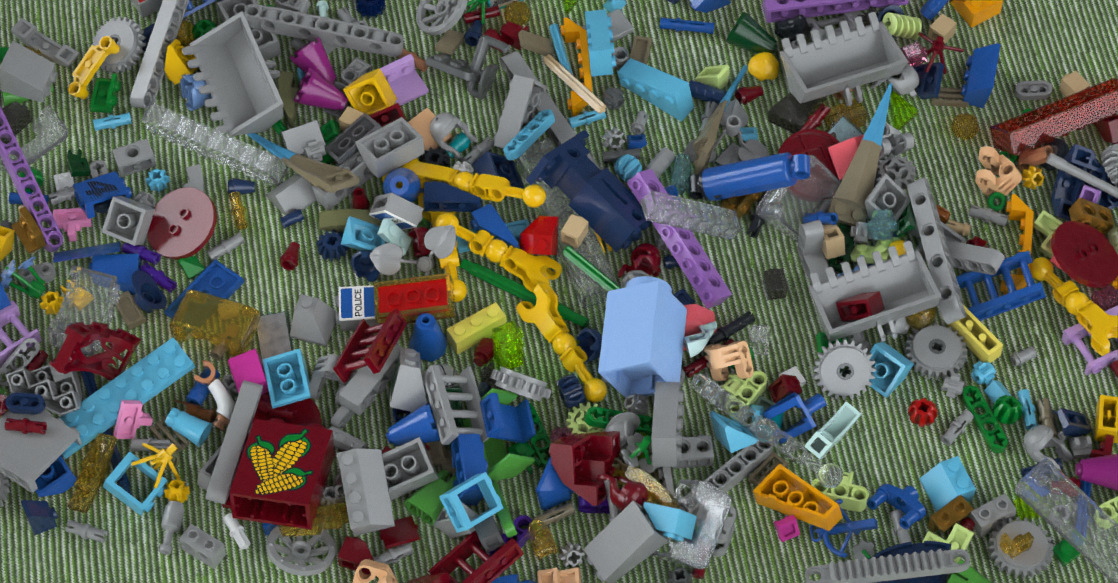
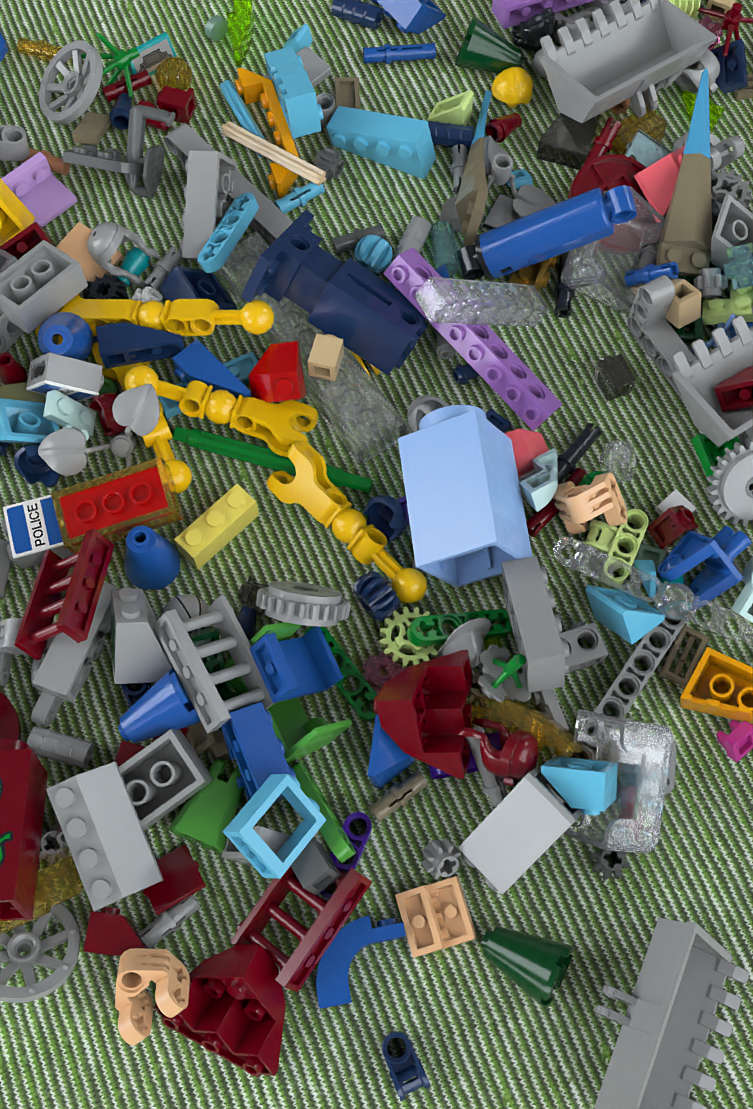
camera: 15 degrees left, 10 degrees up
(483, 352) = (237, 559): dark red arm -> none
(508, 345) = (270, 548): clear neon green brick -> none
(525, 450) = (329, 706): green plate -> none
(535, 43) = (206, 109): dark tan tile -> none
(542, 543) = (391, 844): clear yellow piece -> none
(590, 269) = (363, 410): green axle -> none
(617, 138) = (342, 218): light grey gear -> none
(636, 141) = (373, 216): blue slope -> none
(636, 404) = (473, 596): light grey gear -> none
(638, 126) = (371, 194): light grey pin -> none
(644, 258) = (428, 376): dark red hair -> none

